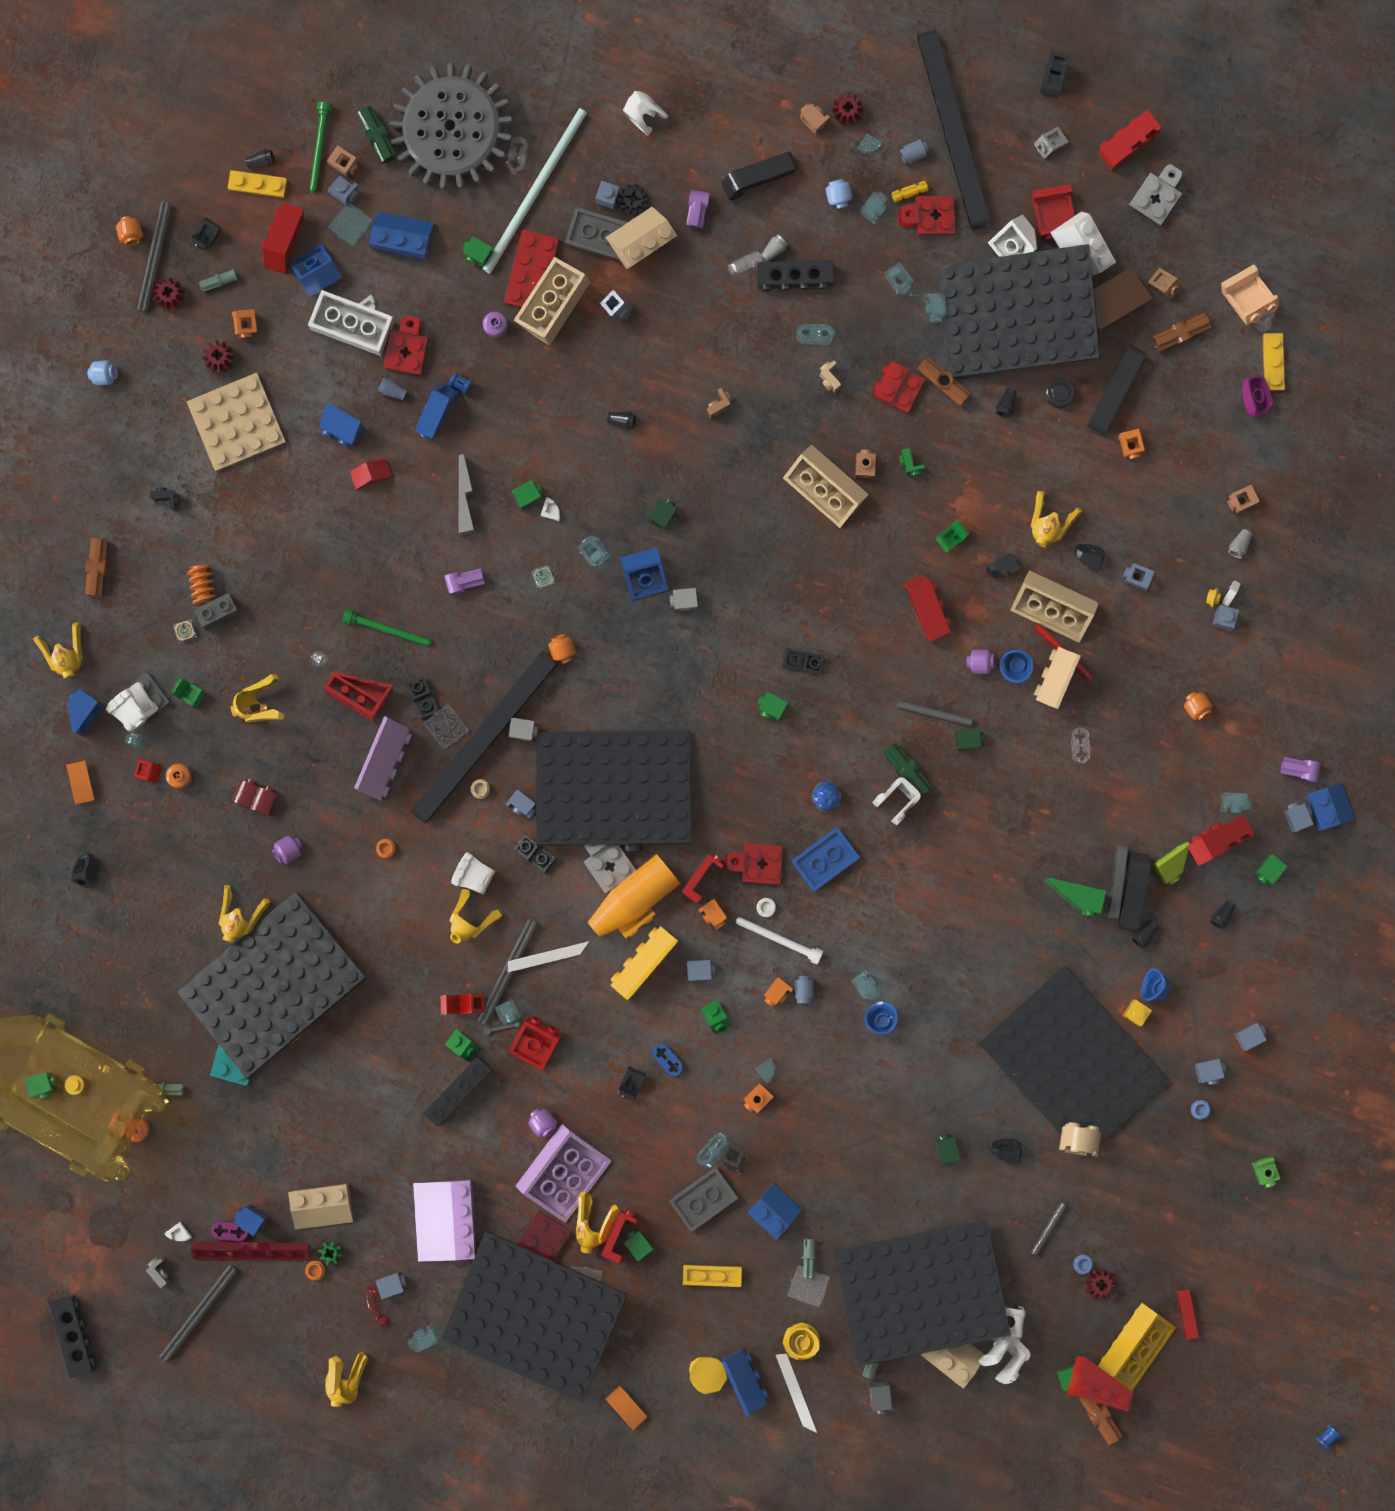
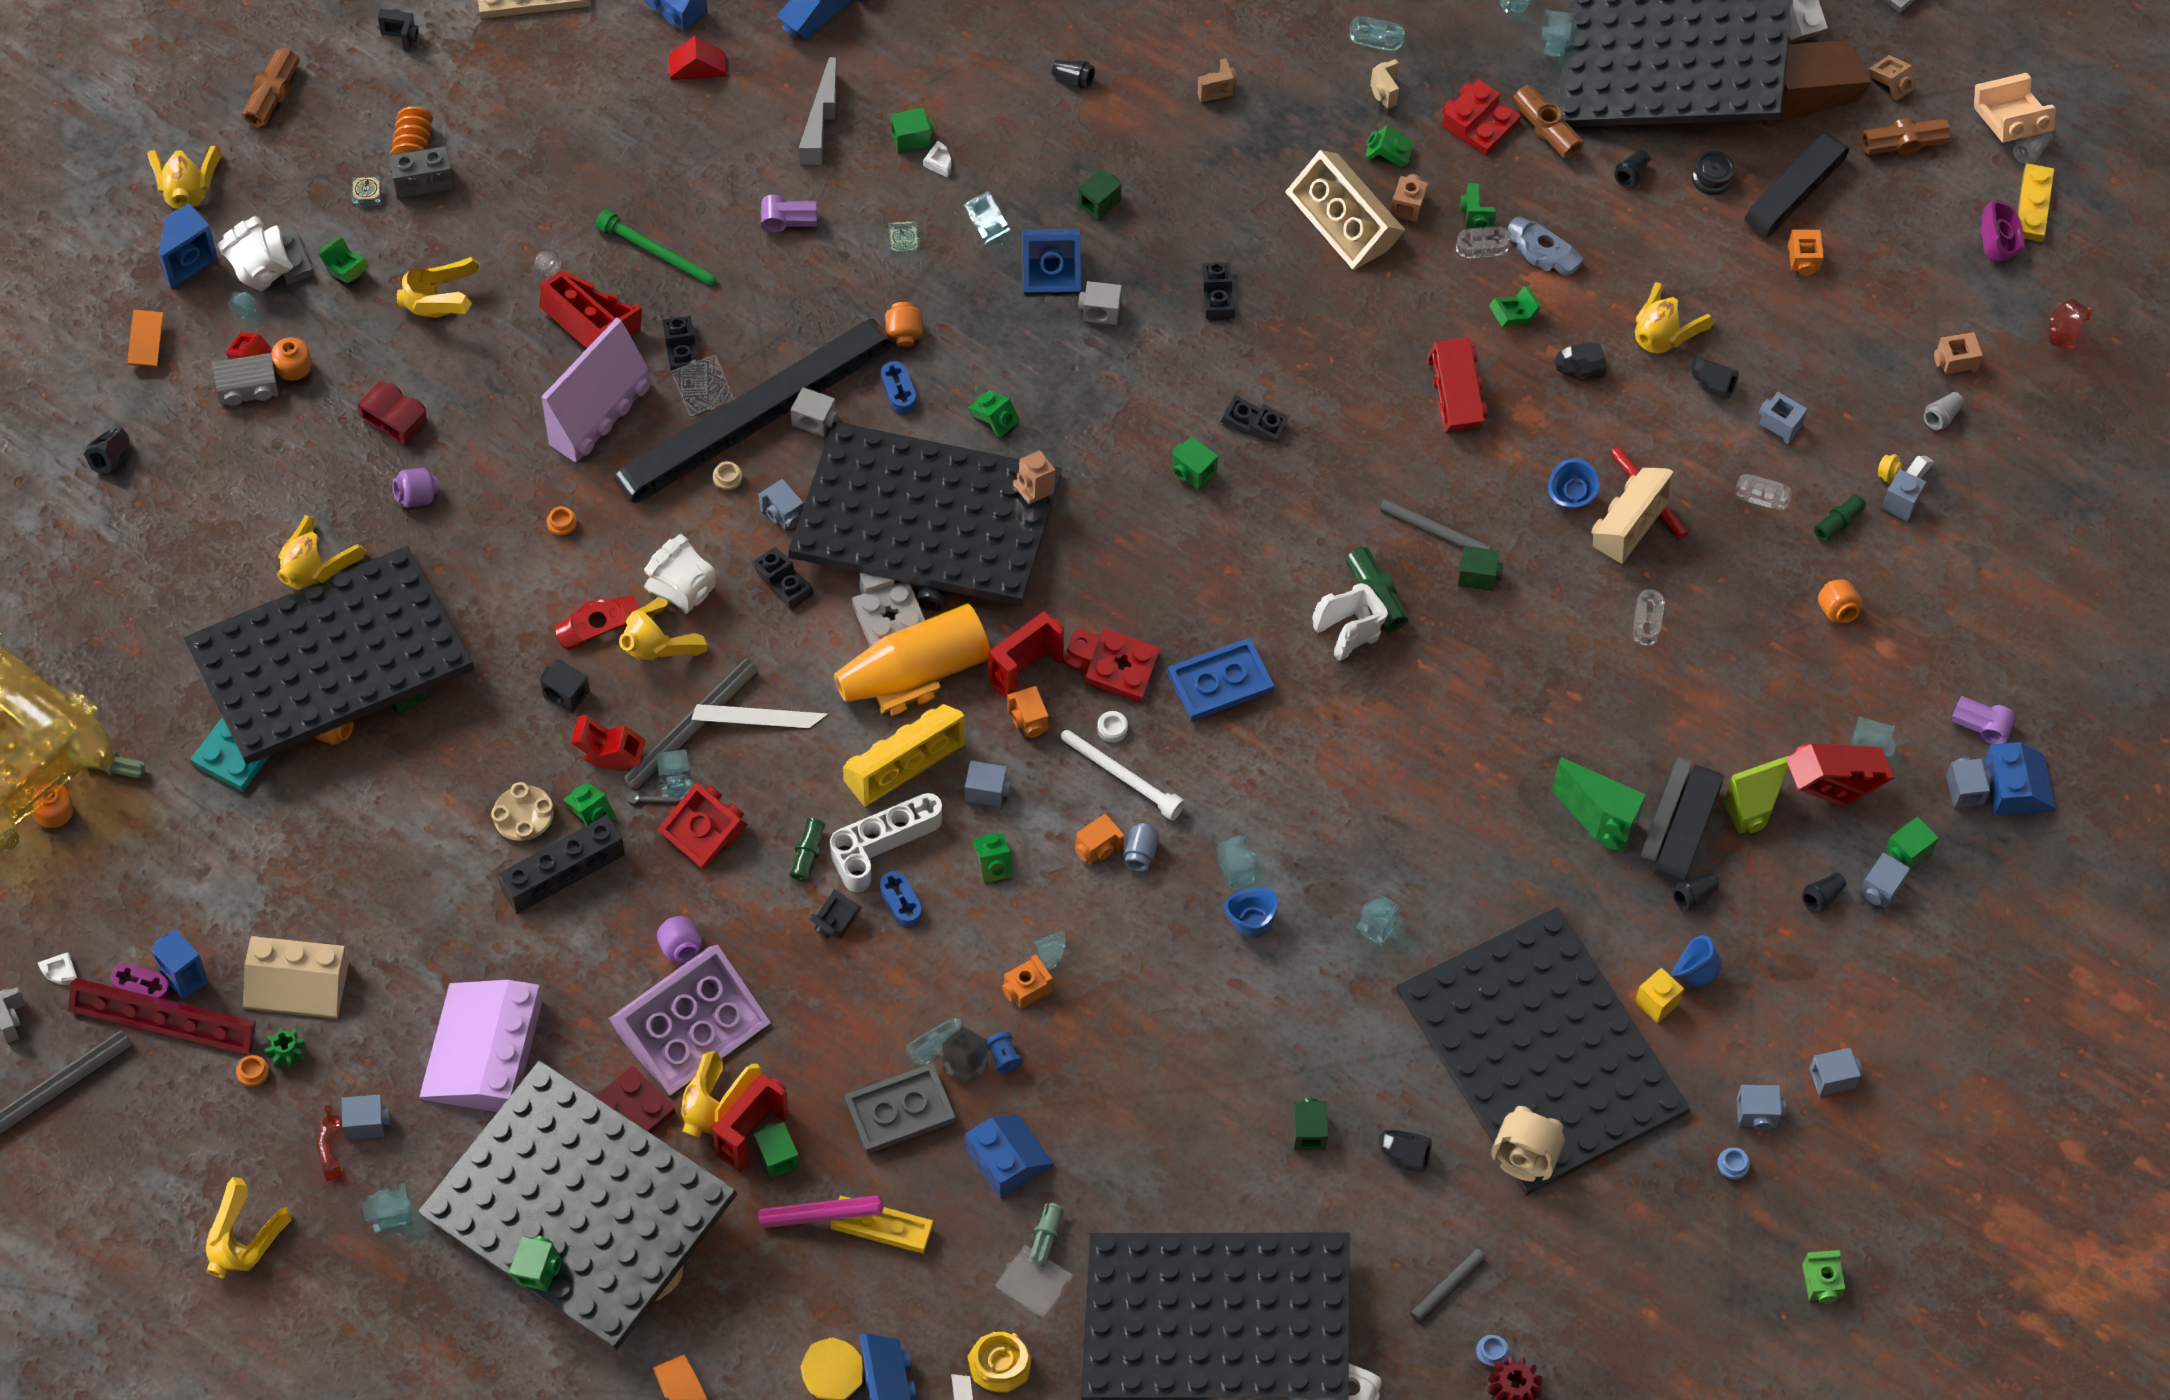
camera: 10 degrees right, 25 degrees down
(153, 797) = (245, 379): none -> light grey brick
(422, 967) = (564, 685): none -> black brick
(423, 1059) = (523, 812): none -> tan dish
(439, 905) = (577, 629): none -> red piece
(523, 1366) = (535, 1263): none -> brick
(574, 692) = (892, 389): none -> blue beam
(602, 1041) = (807, 849): none -> dark green pin
(636, 699) = (995, 410): none -> green bracket
(649, 1020) = (928, 818): none -> white beam
(675, 1280) = (820, 1211): none -> dark pink axle
(677, 752) = (1035, 477): none -> nougat brick
(755, 1147) = (1011, 1060): none -> blue bush
(756, 568) = (1217, 290): none -> black slope
(826, 796) = (1244, 592): blue piece -> none
(843, 426) = (1390, 145): none -> green bracket
(918, 482) = (1483, 242): none -> clear beam
(947, 474) = (1559, 256): none -> sand blue piece
(957, 1003) = (1378, 919): none -> clear light blue brick
(981, 661) = (1522, 473): medium lavender head -> none
(1054, 606) = (1646, 427): tan slope -> none
(1136, 636) = (1763, 492): none -> clear beam
(1187, 642) = (1839, 517): none -> dark green pin
(1258, 899) = (1884, 881): none -> sand blue brick
(1311, 460) = (2066, 323): none -> clear red hair

